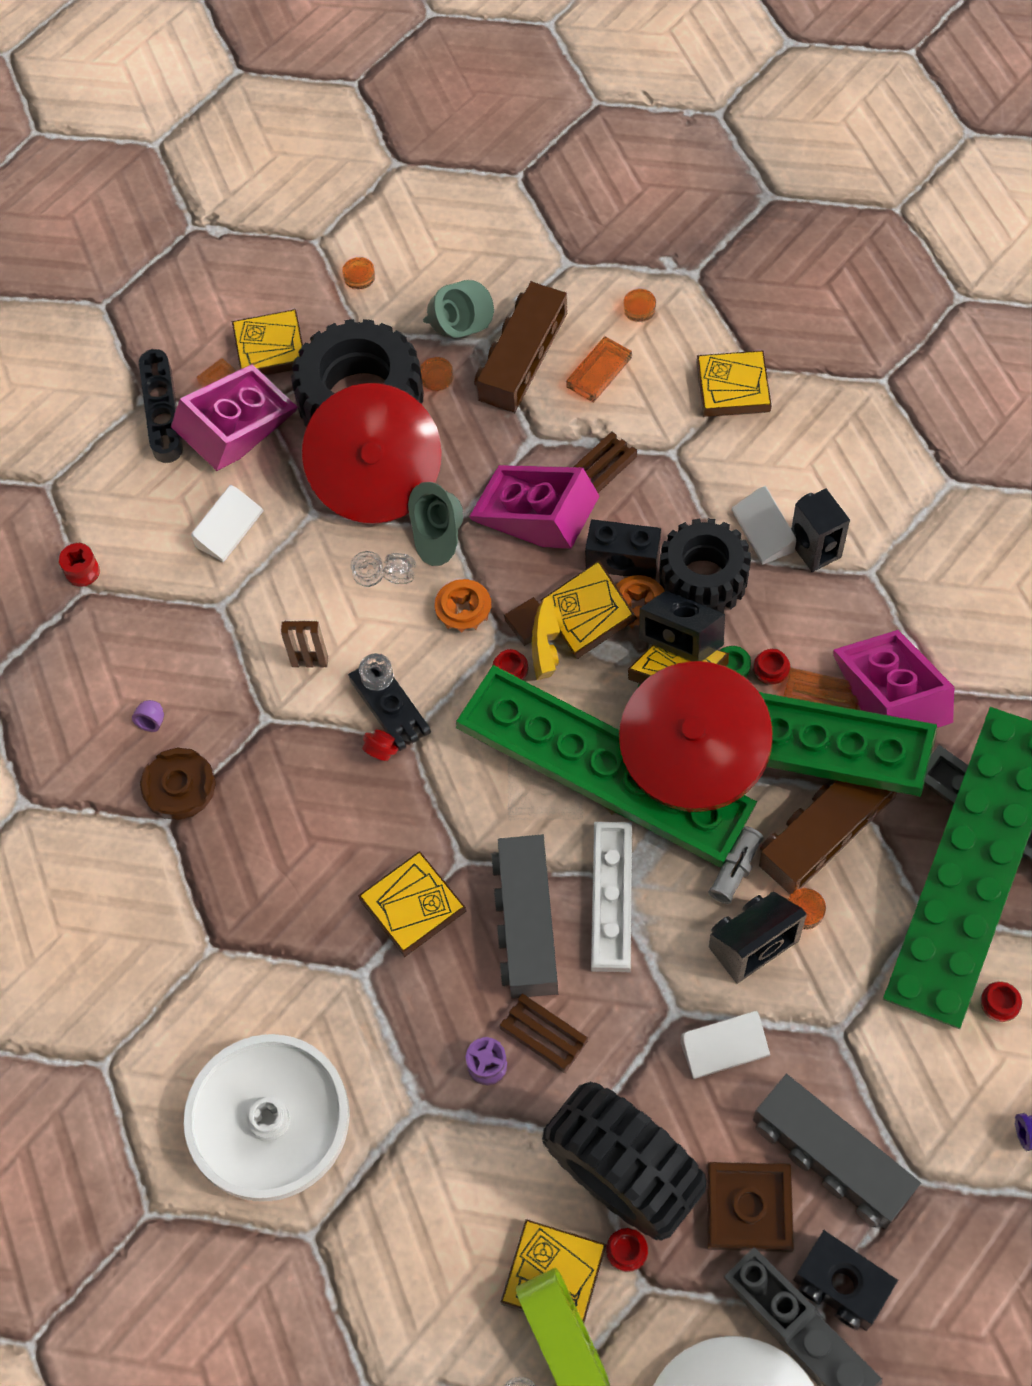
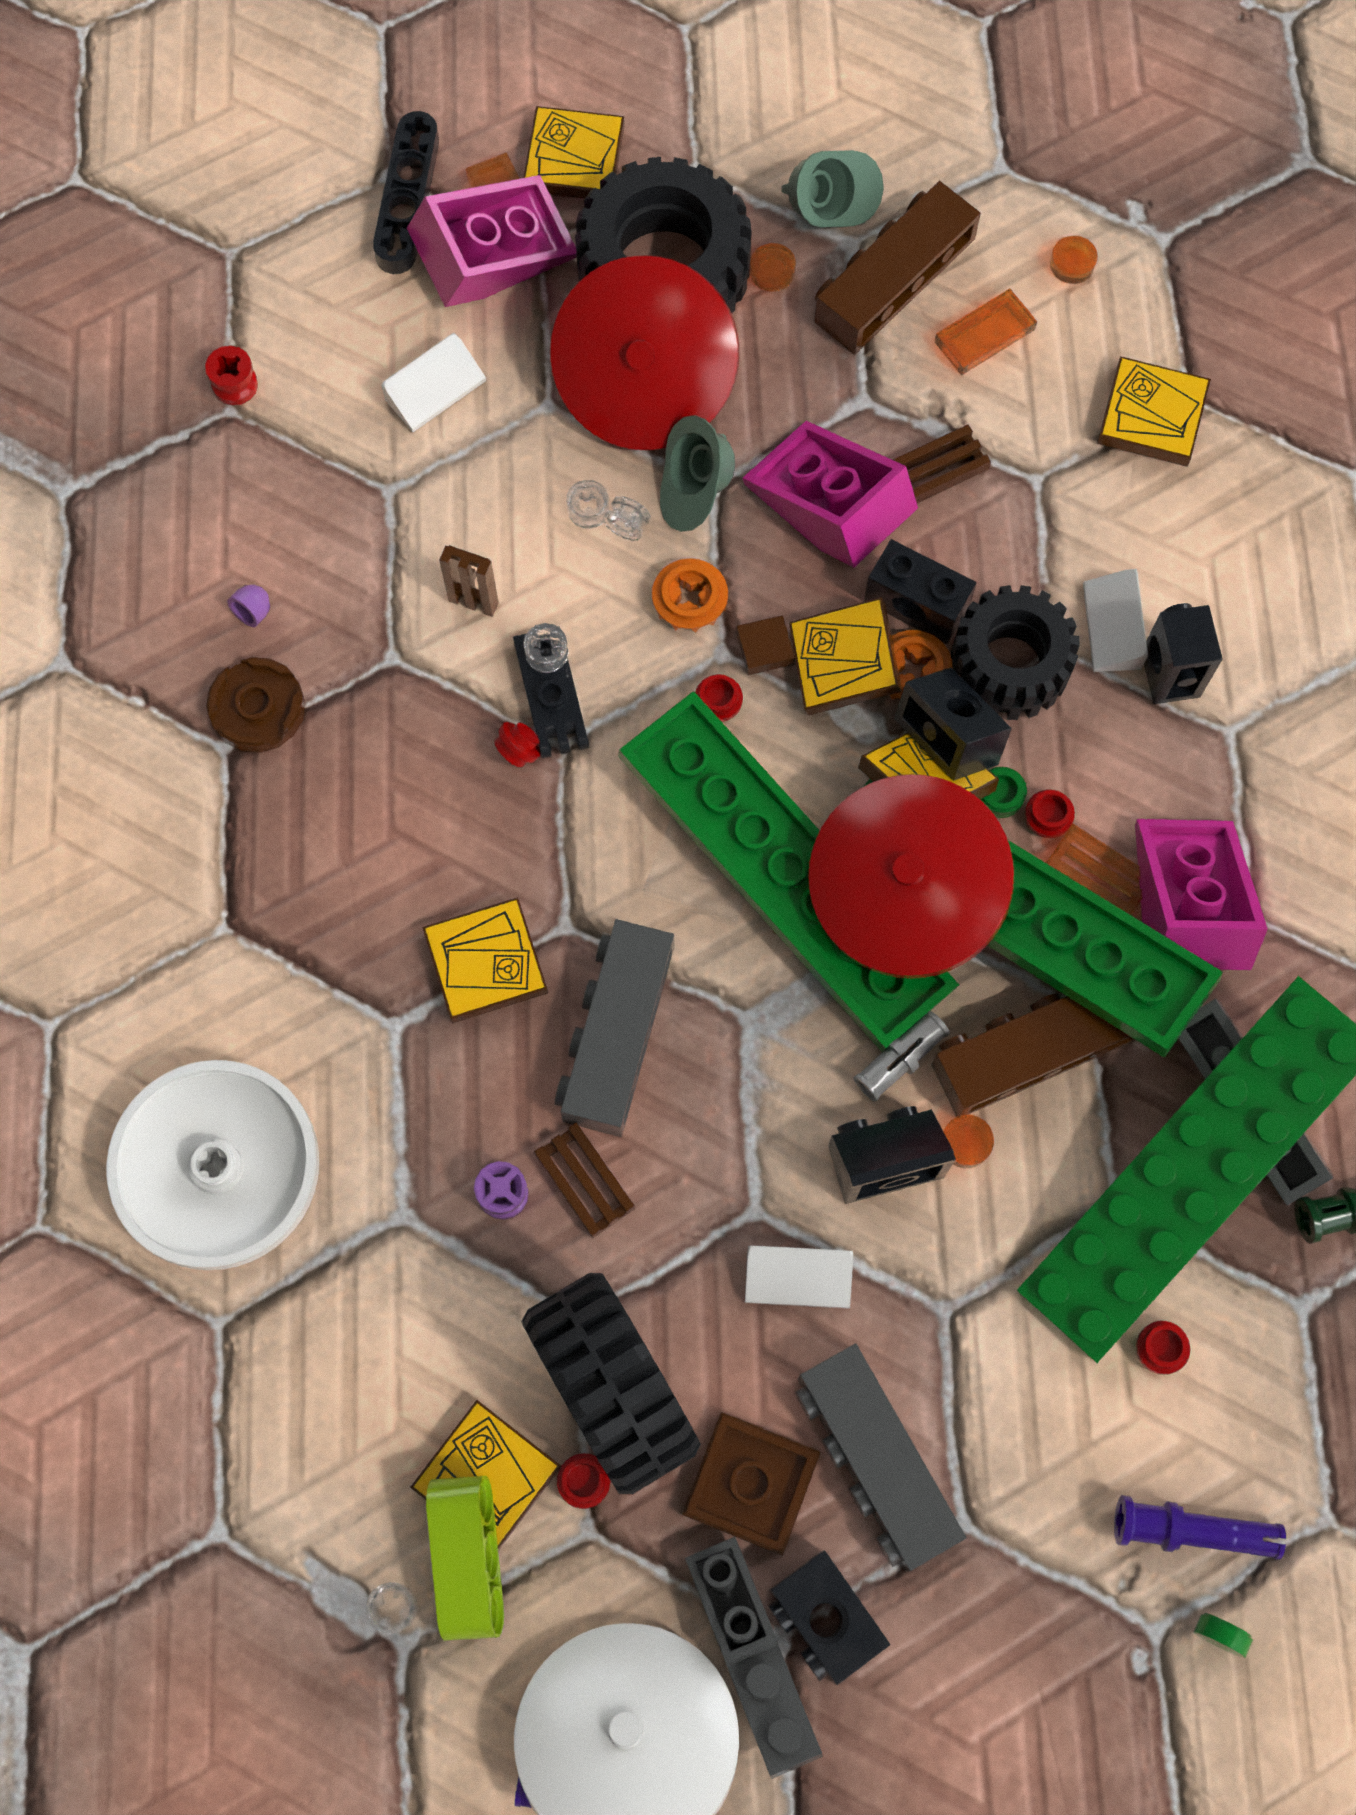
camera: 15 degrees right, 10 degrees up
(358, 273) = (724, 91): clear orange tile -> none
(545, 628) = (779, 664): yellow slope -> none
(611, 897) = (733, 1039): white tile -> none

